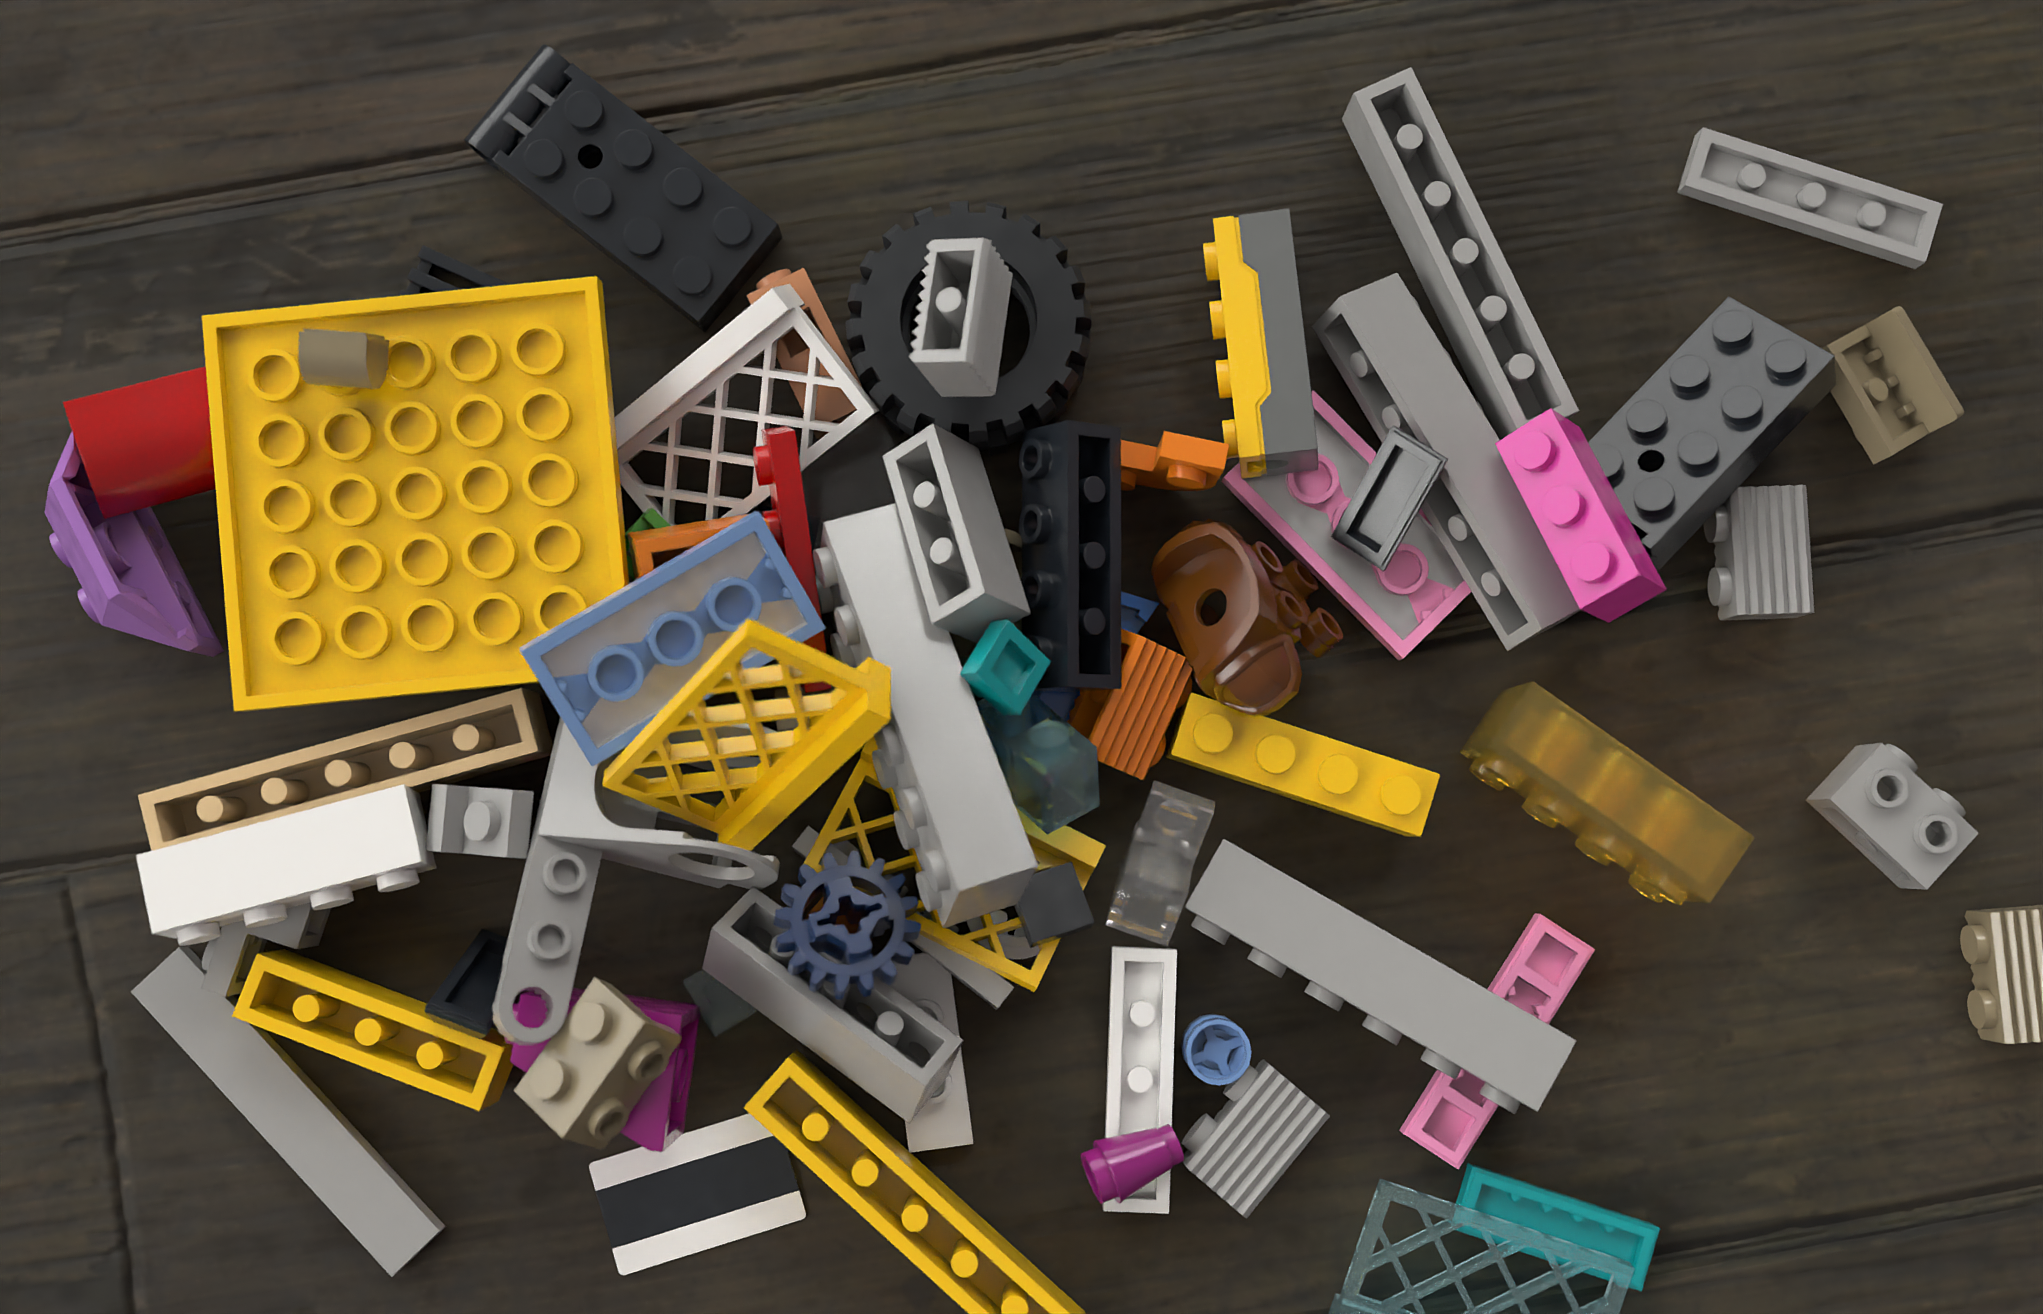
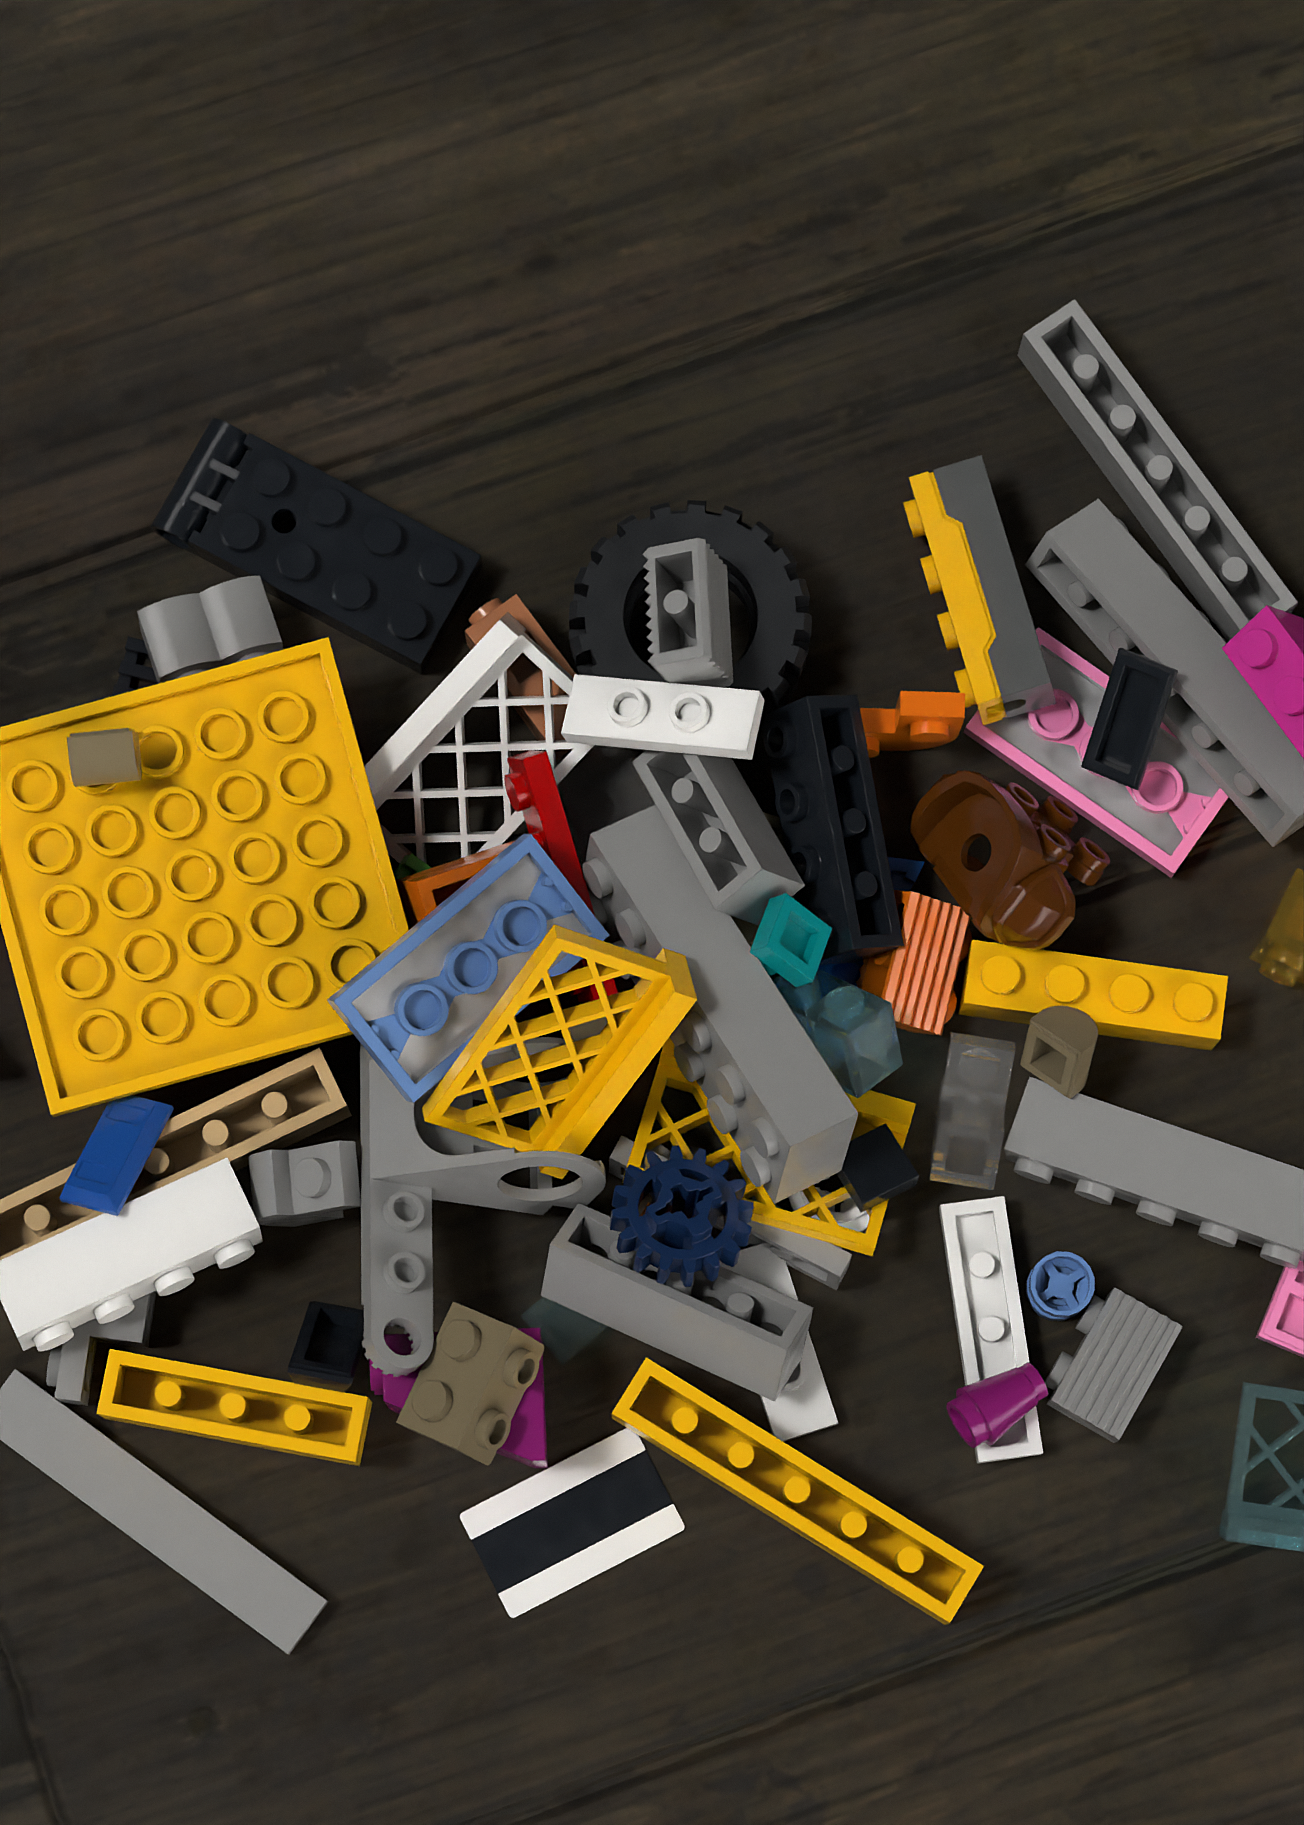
camera: 10 degrees left, 5 degrees down
(294, 760) = (116, 1154): none -> blue tile
(495, 247) = (209, 628): none -> light grey brick
(919, 416) = (663, 716): none -> white plate
(1260, 818) = (1060, 1048): none -> dark tan brick

